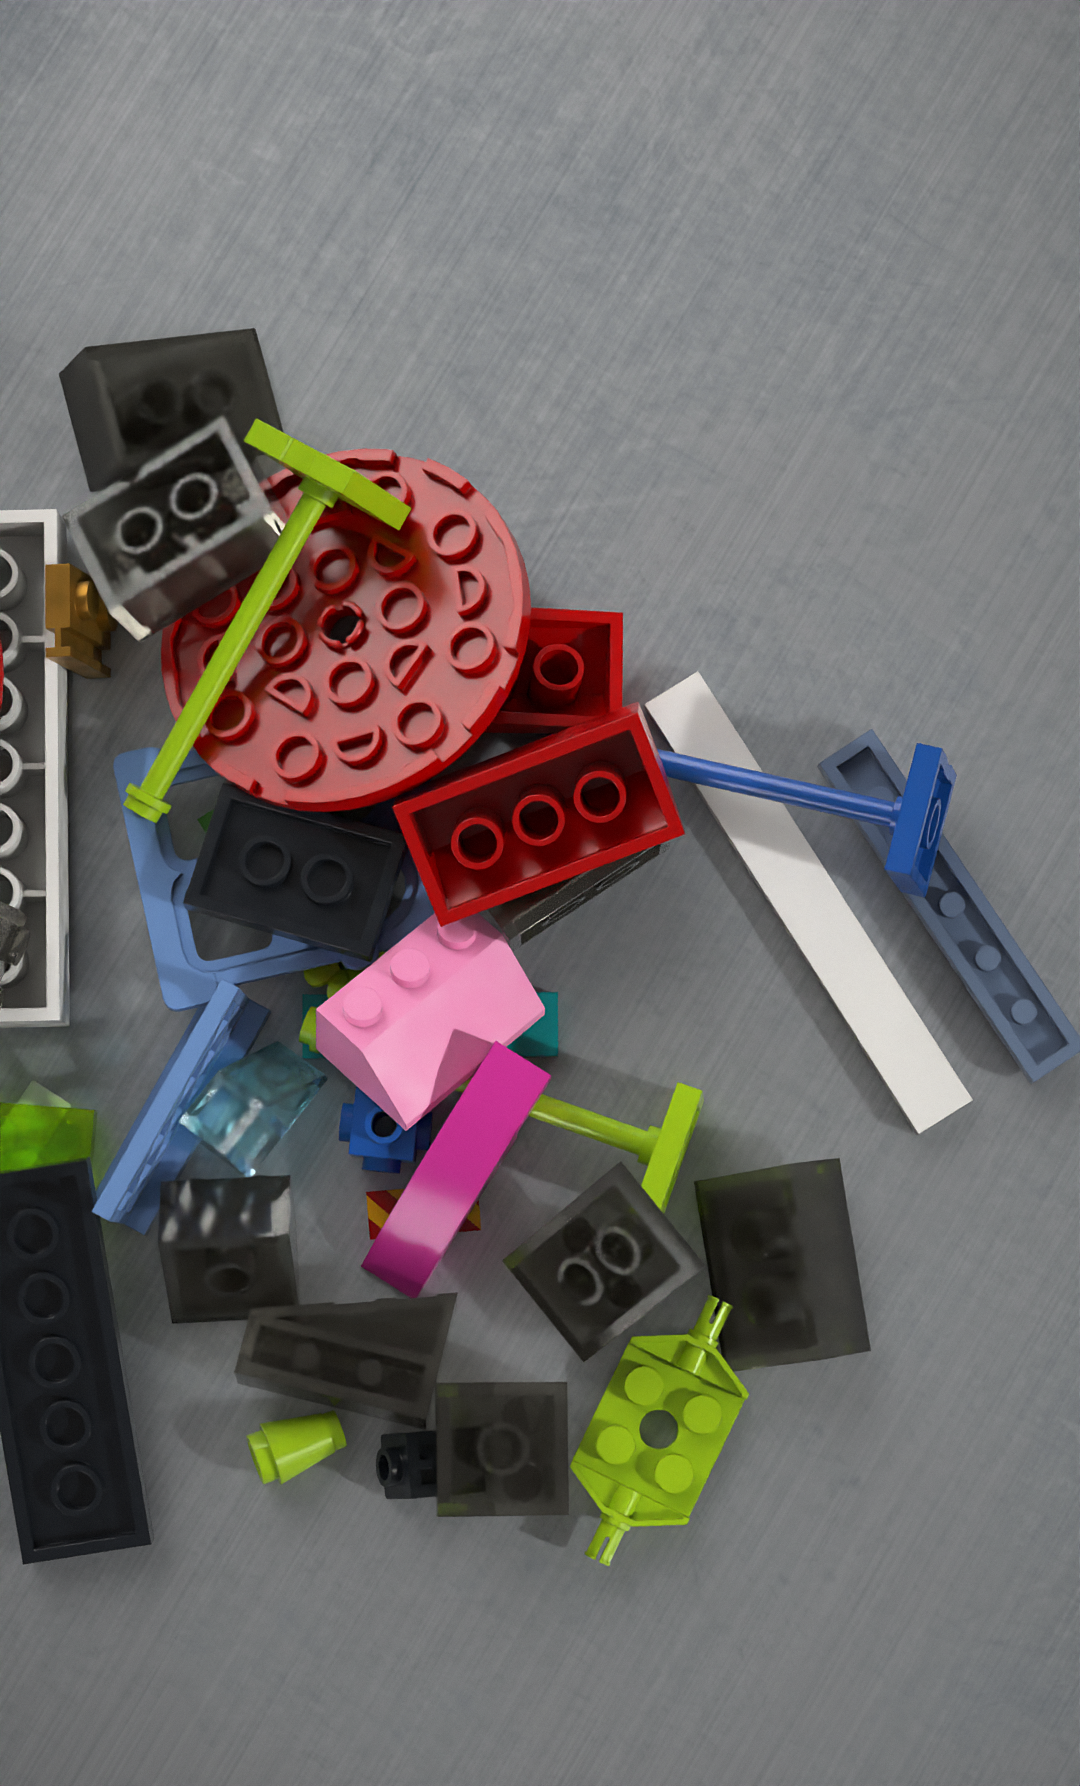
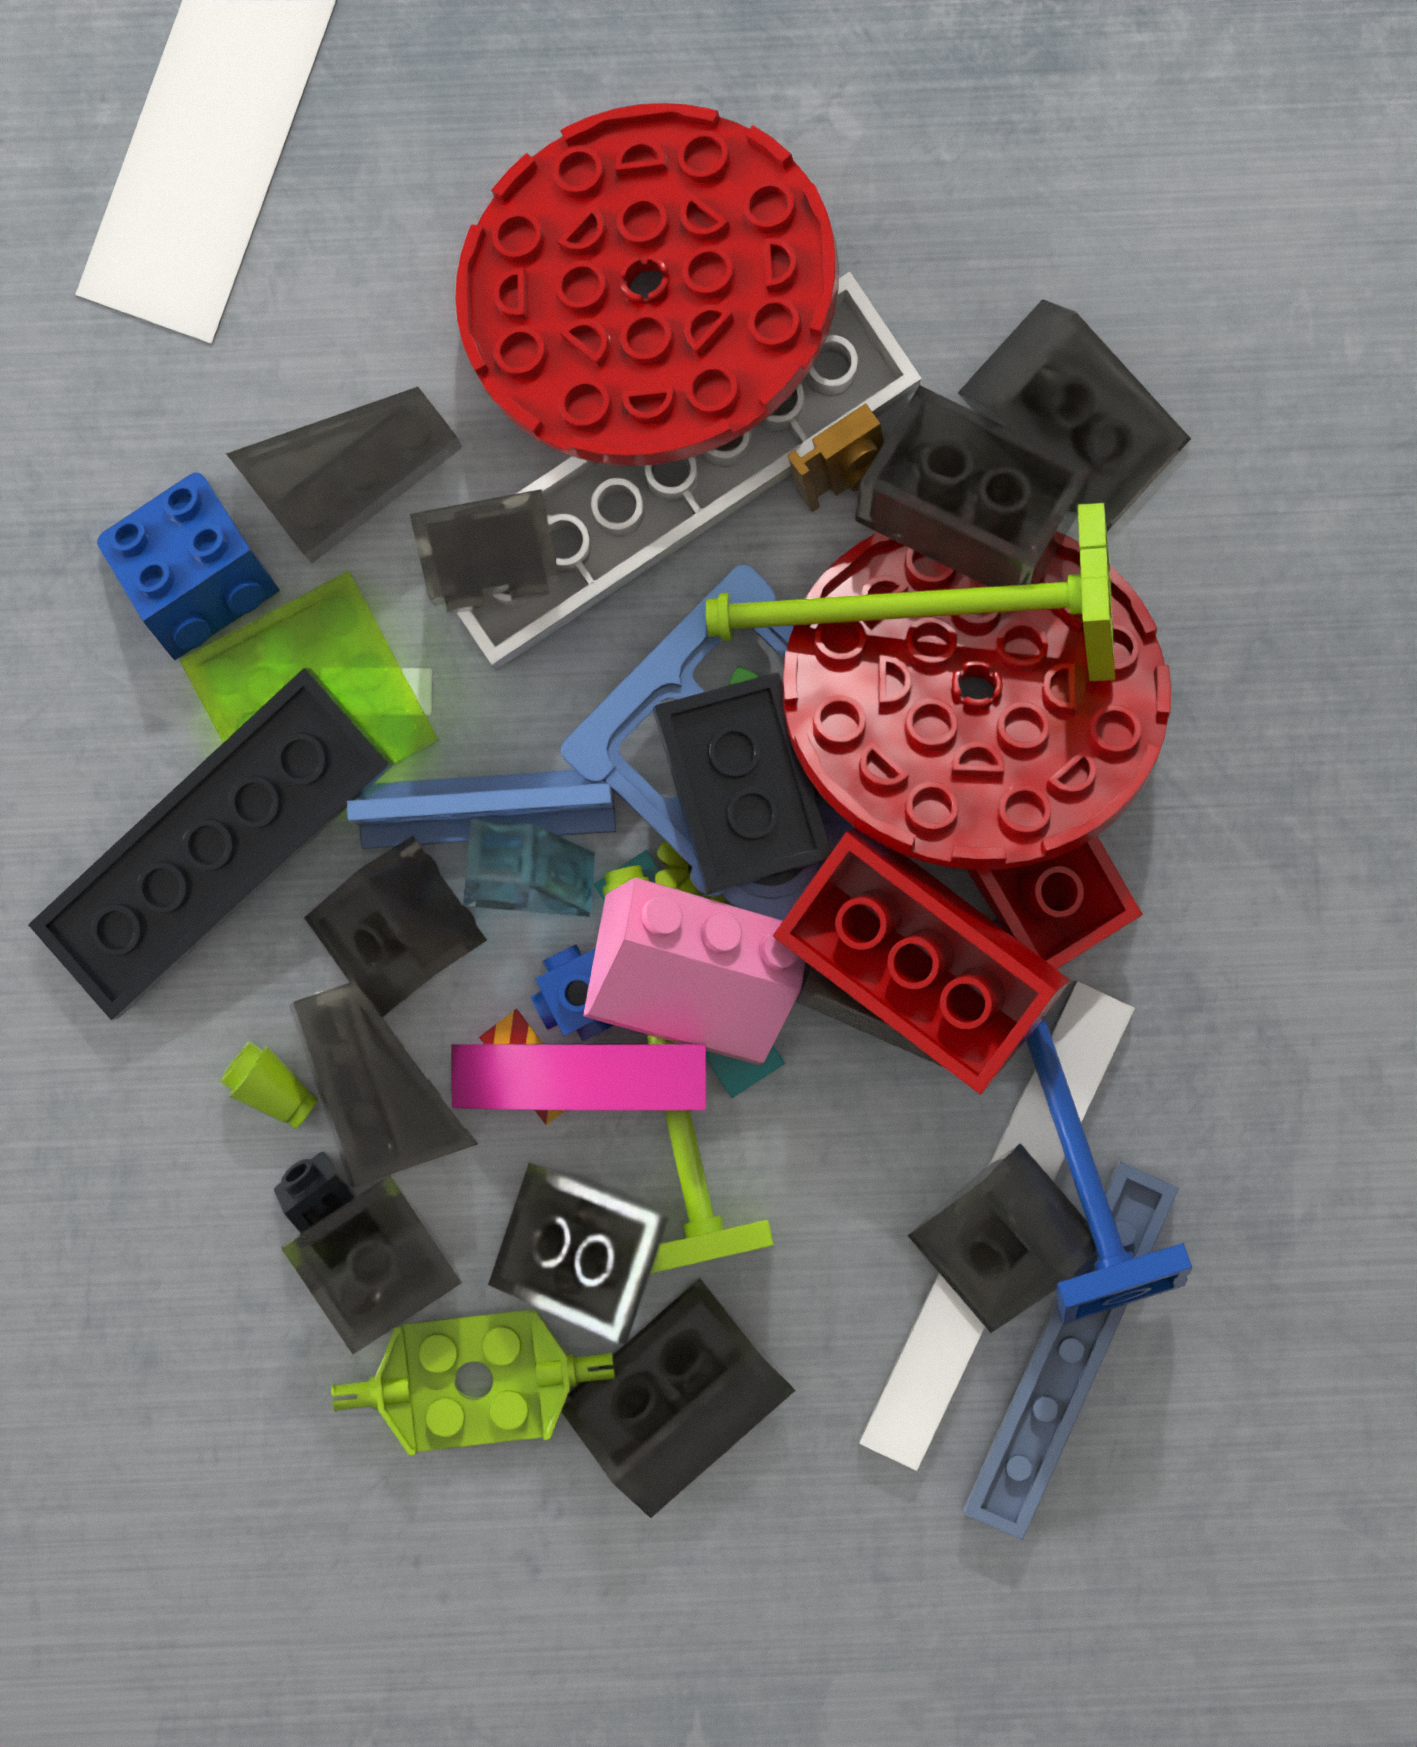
camera: 55 degrees right, 5 degrees up
(822, 898) = (1006, 1238): none -> clear smoke slope

